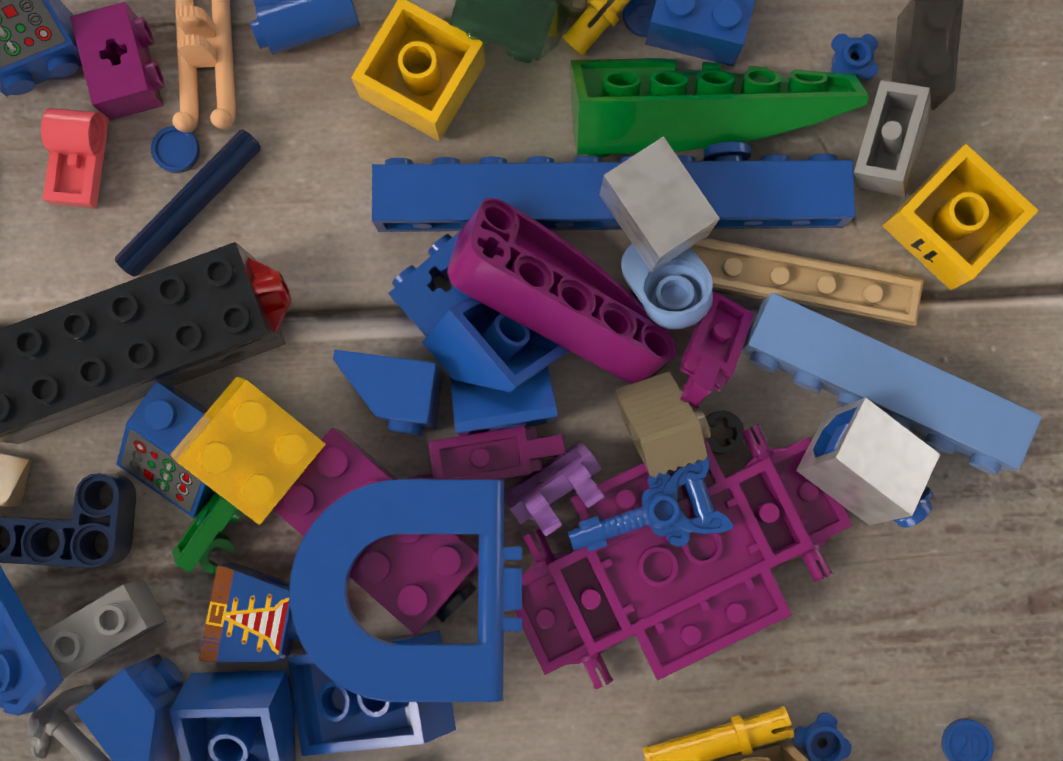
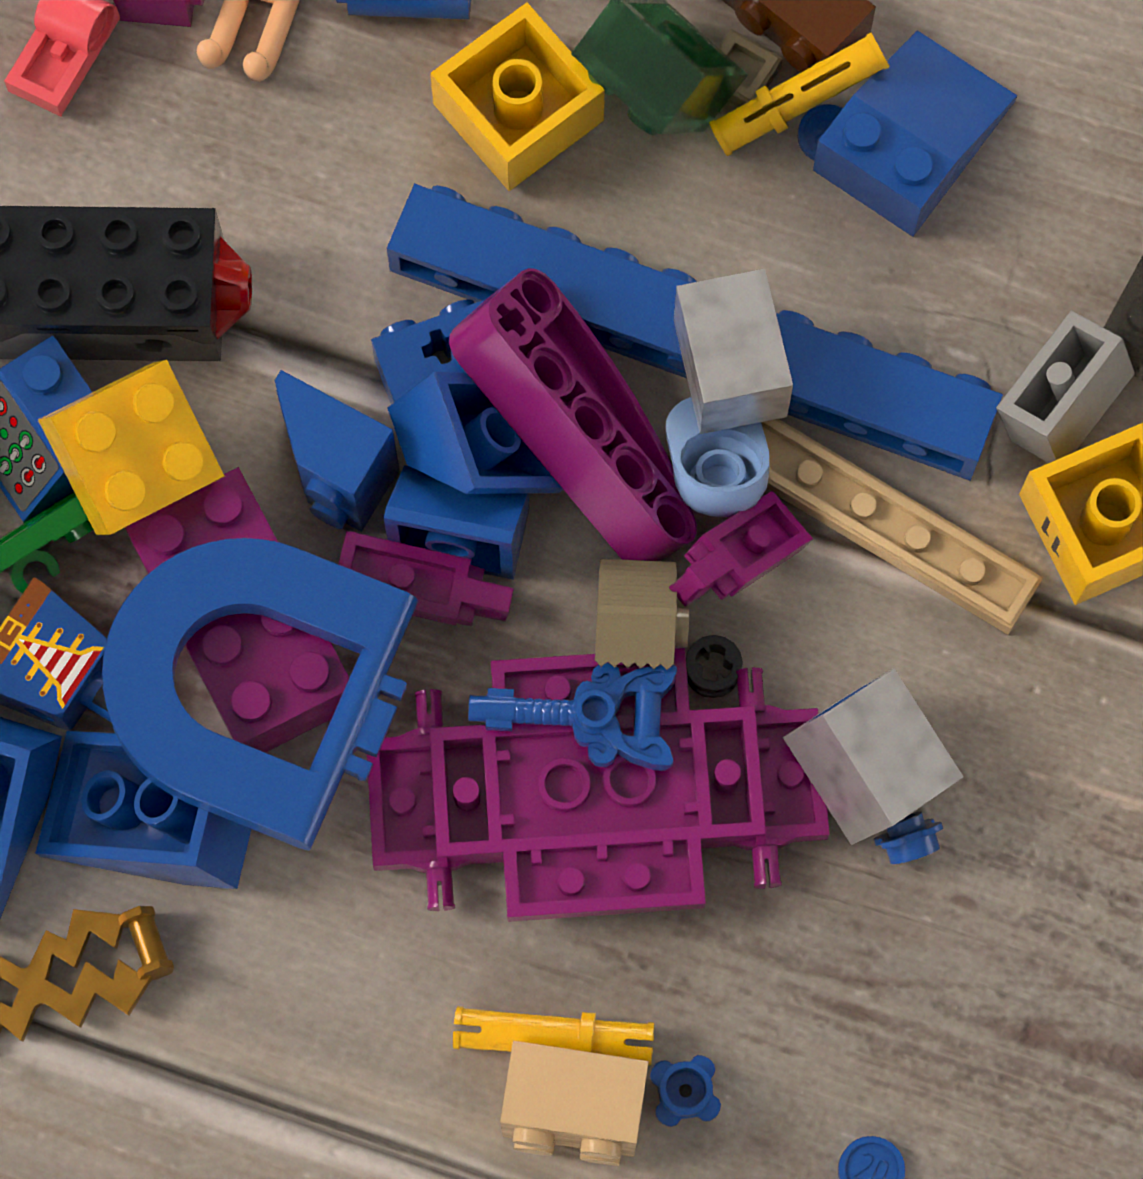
camera: 20 degrees right, 10 degrees down
(175, 150) = (183, 83): blue piece -> none
(187, 203) = (174, 149): dark blue axle -> none
(456, 602) = (298, 739): black piece -> none
(566, 473) = (504, 638): medium lavender plate -> none
(635, 102) = (838, 265): green wedge -> none
(727, 148) = (858, 325): blue piece -> none
(863, 47) = (1062, 295): blue plate -> none
(909, 390) = (967, 701): medium blue brick -> none

